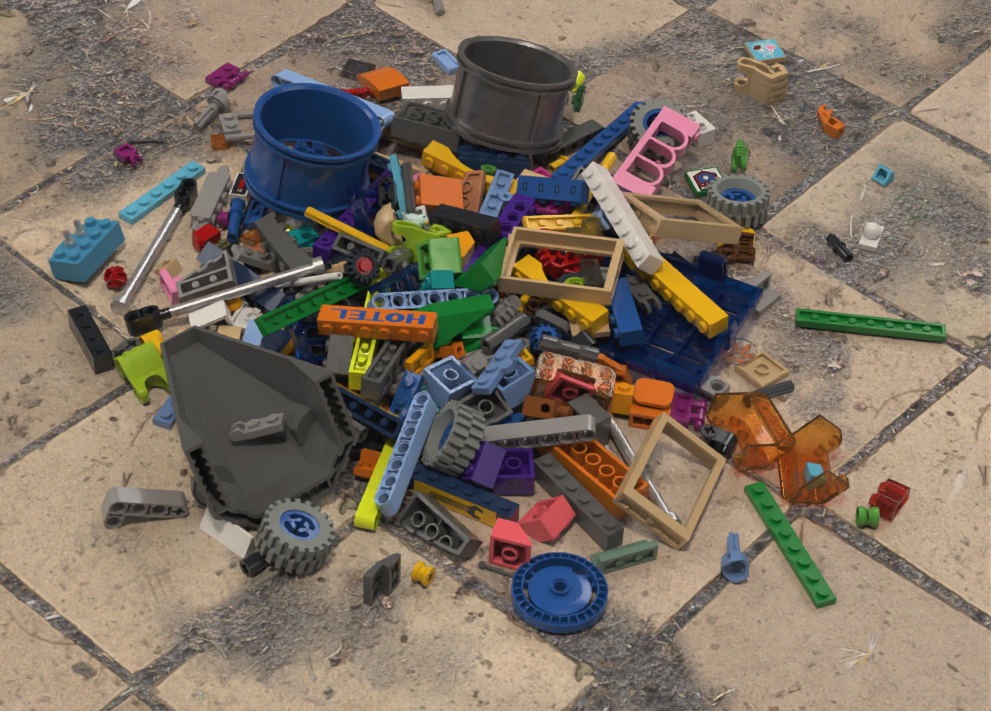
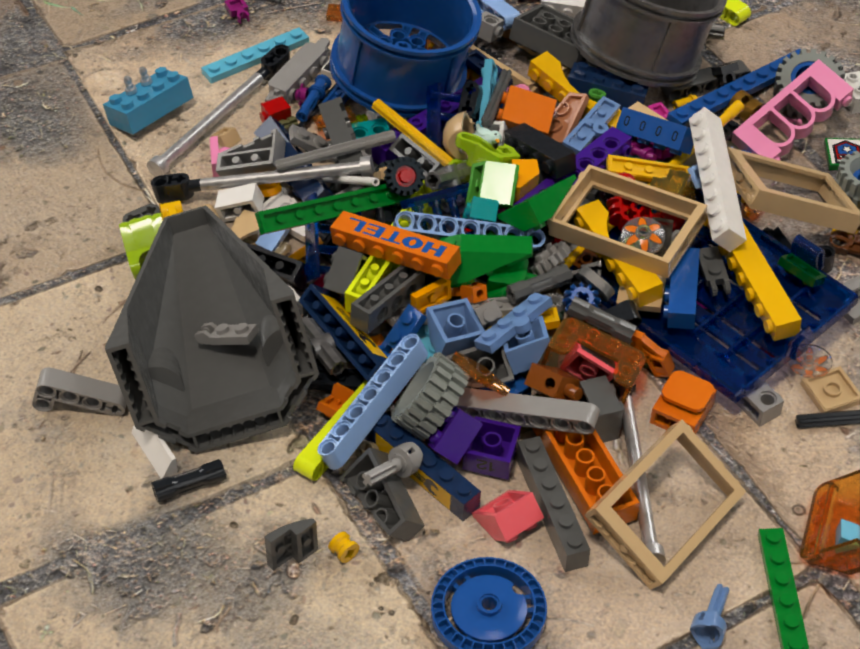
camera: 20 degrees right, 5 degrees up
(90, 339) = (110, 197): black brick -> none
(115, 277) = (165, 135): red gear -> none
(276, 340) = (292, 240): dark blue slope -> none
(285, 258) = (335, 150): none -> light grey axle
(295, 535) = (225, 485): light grey wheel -> none
(447, 496) = (398, 463): none -> light grey piece
(482, 565) = (417, 552): dark grey hinge -> none
(489, 411) = (480, 373): none -> clear orange tile
(509, 545) = (448, 536): coral slope -> none
(571, 275) = (649, 242): none -> clear dish
(577, 100) = (734, 36): clear green plate -> none
(584, 130) = (724, 70): none -> black tile
(605, 149) = (750, 105): none -> pearl gold wheel
(622, 398) = (649, 388): light orange slope -> none
(625, 556) = (583, 582): sand green panel -> none
(682, 408) = (717, 418): magenta plate -> none
(717, 280) = (805, 272): none -> dark green plate
(719, 439) = (747, 466): black piece -> none
(757, 426) = (796, 460): clear orange windscreen -> none

